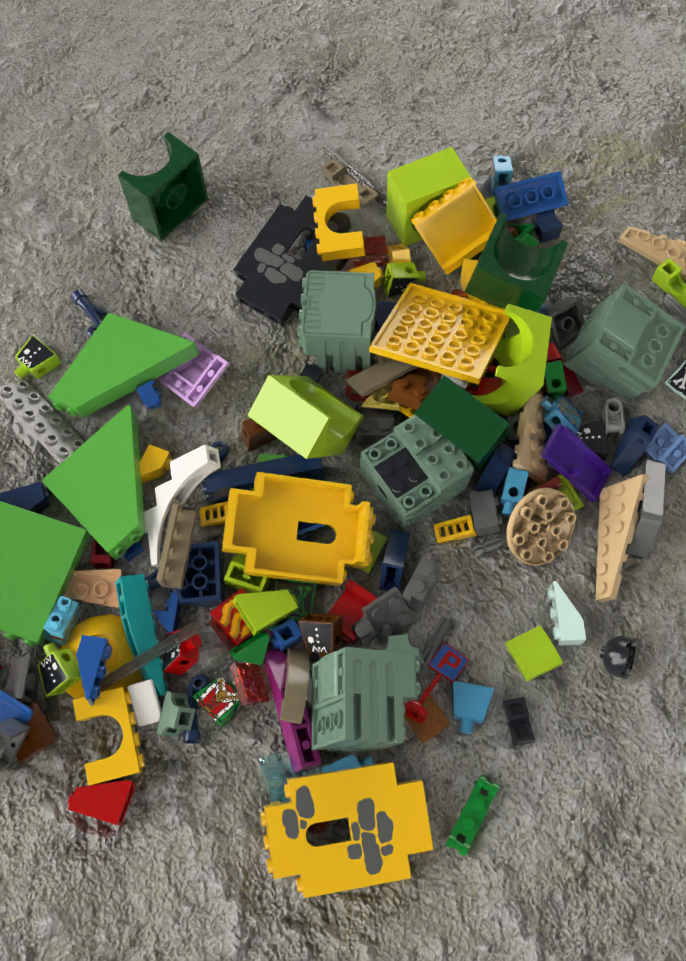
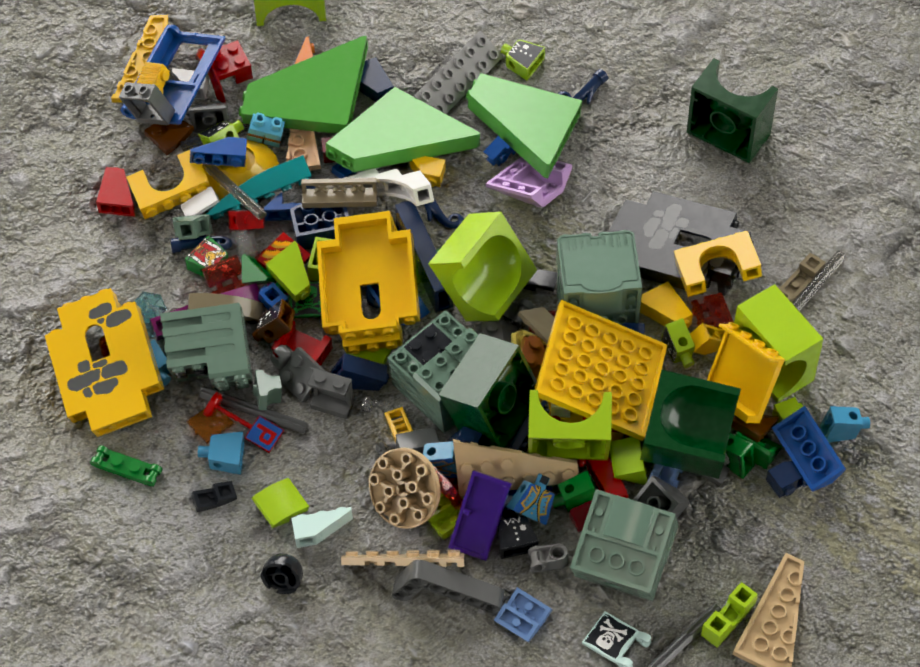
camera: 80 degrees right, 10 degrees down
(634, 442) = (516, 575): dark blue slope -> none

